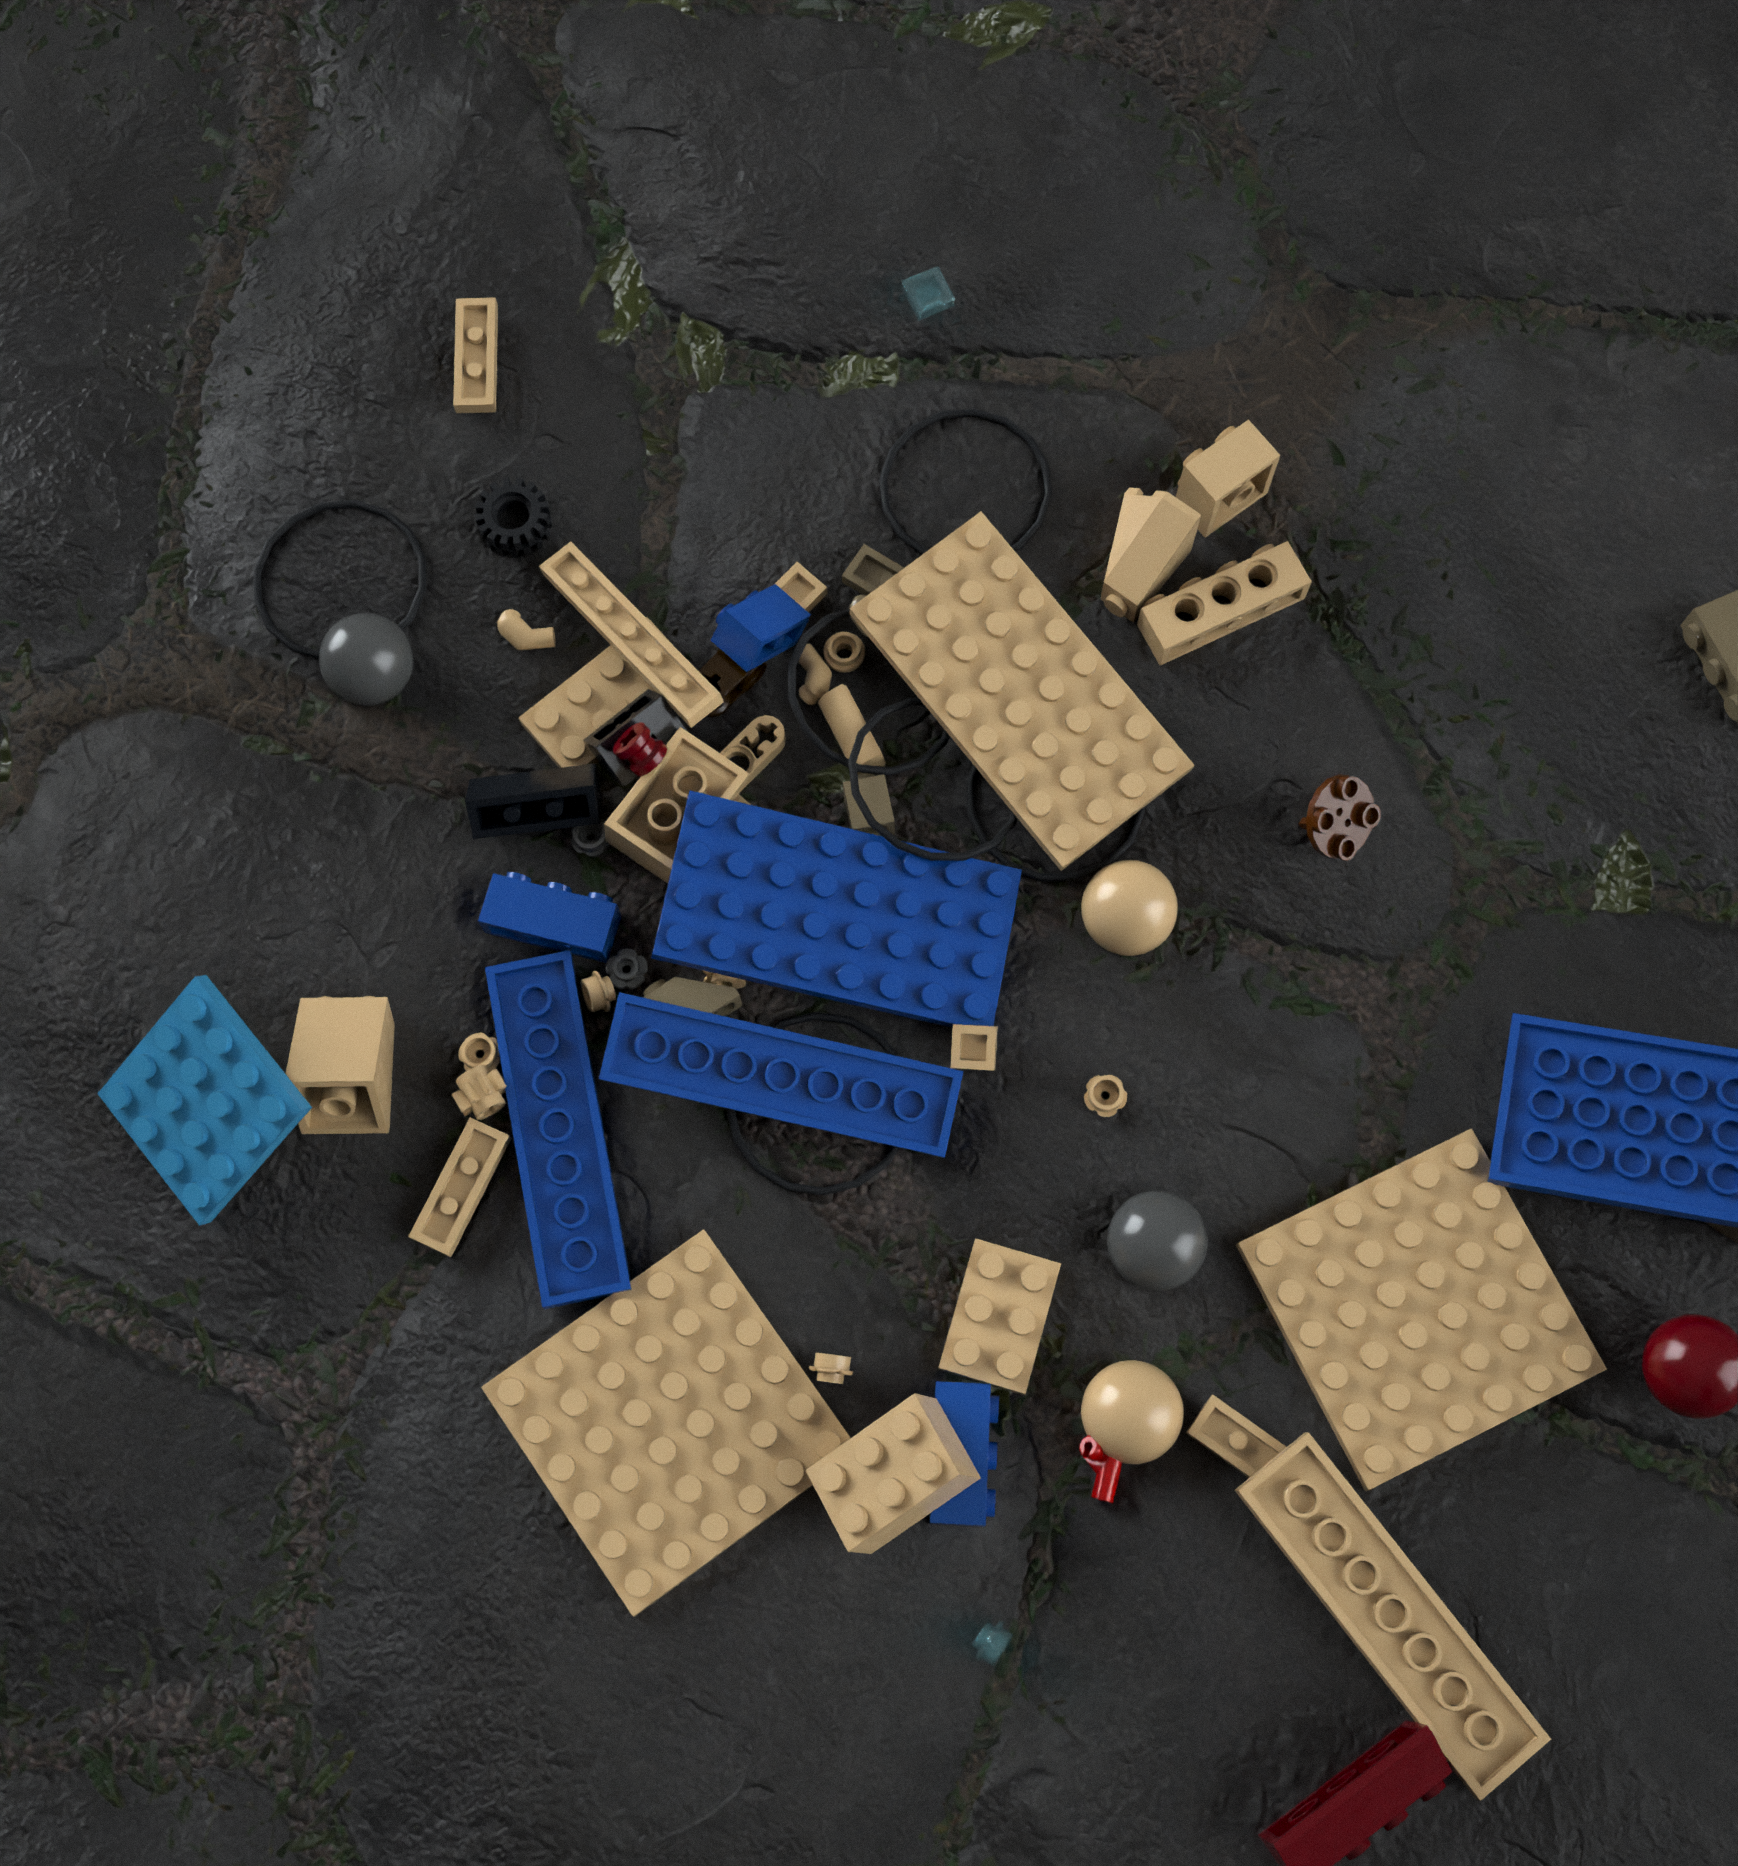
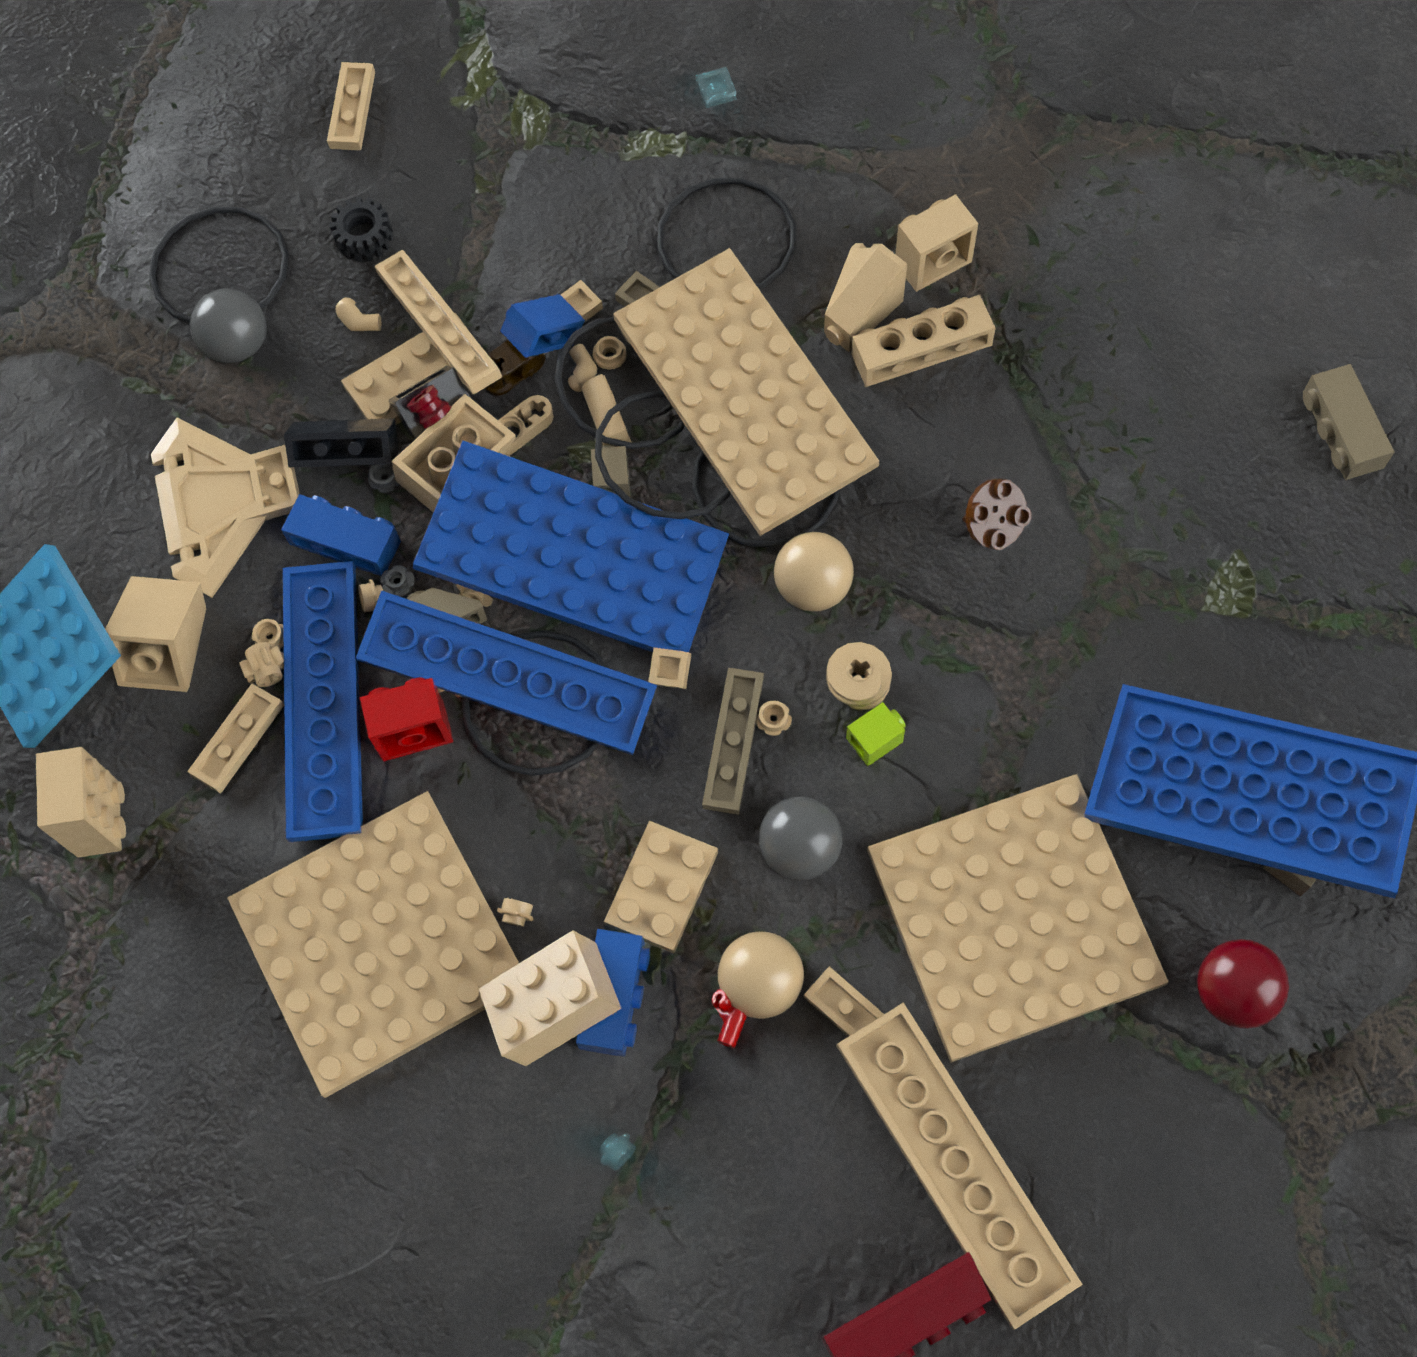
camera: 10 degrees right, 5 degrees down
(288, 1294) = (79, 802): none -> tan brick
(387, 885) = (216, 500): none -> tan plate
(668, 1144) = (406, 718): none -> red brick
(1062, 1129) = (733, 741): none -> dark tan plate
(1200, 1012) = (855, 691): none -> tan piece
(1231, 1103) = (876, 733): none -> lime brick

